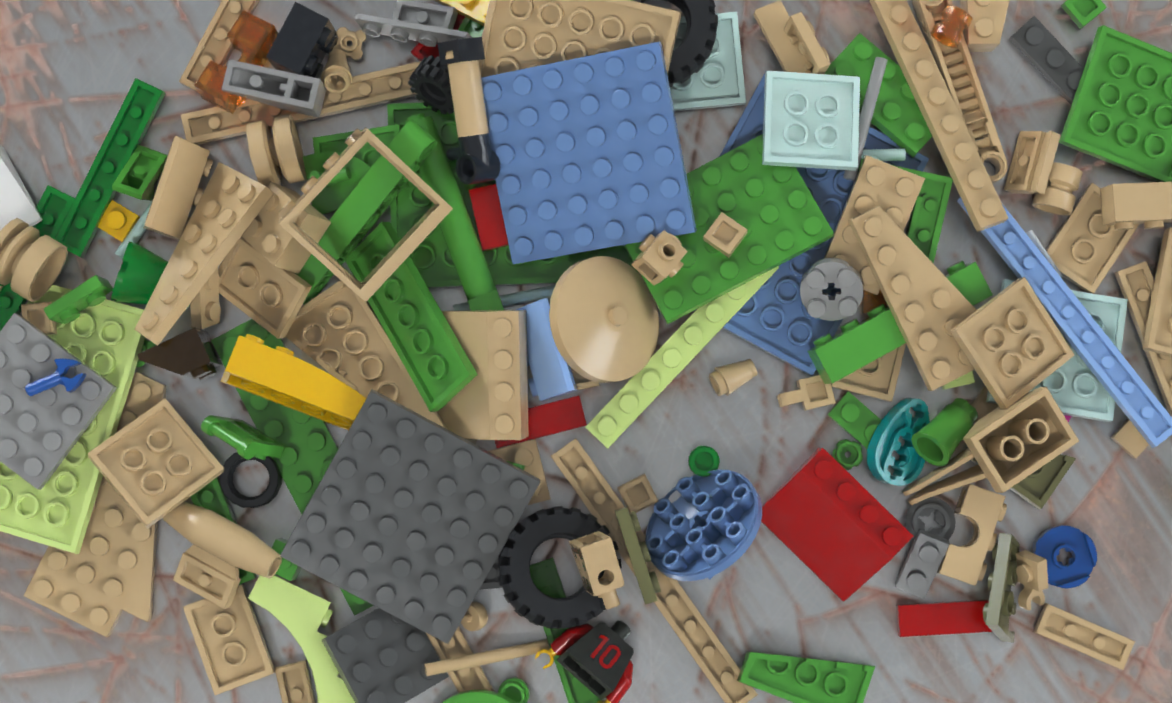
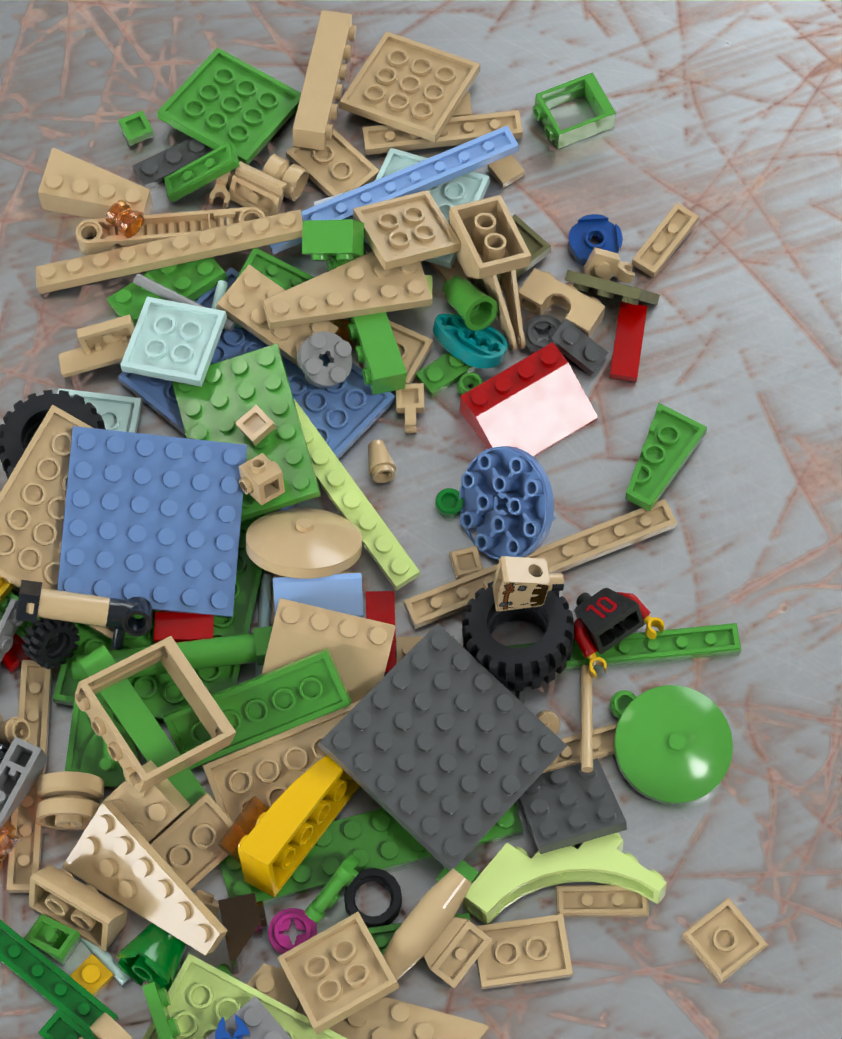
camera: 80 degrees left, 20 degrees down
(189, 398) = (281, 923): none -> dark pink gear
(285, 334) = (242, 826): none -> clear orange tile
(638, 554) = (549, 550): olive plate -> none
(977, 263) = (333, 239): none -> bright green brick
(1039, 95) = (201, 171): none -> bright green tile
(1041, 122) = (220, 188): none -> tan plate

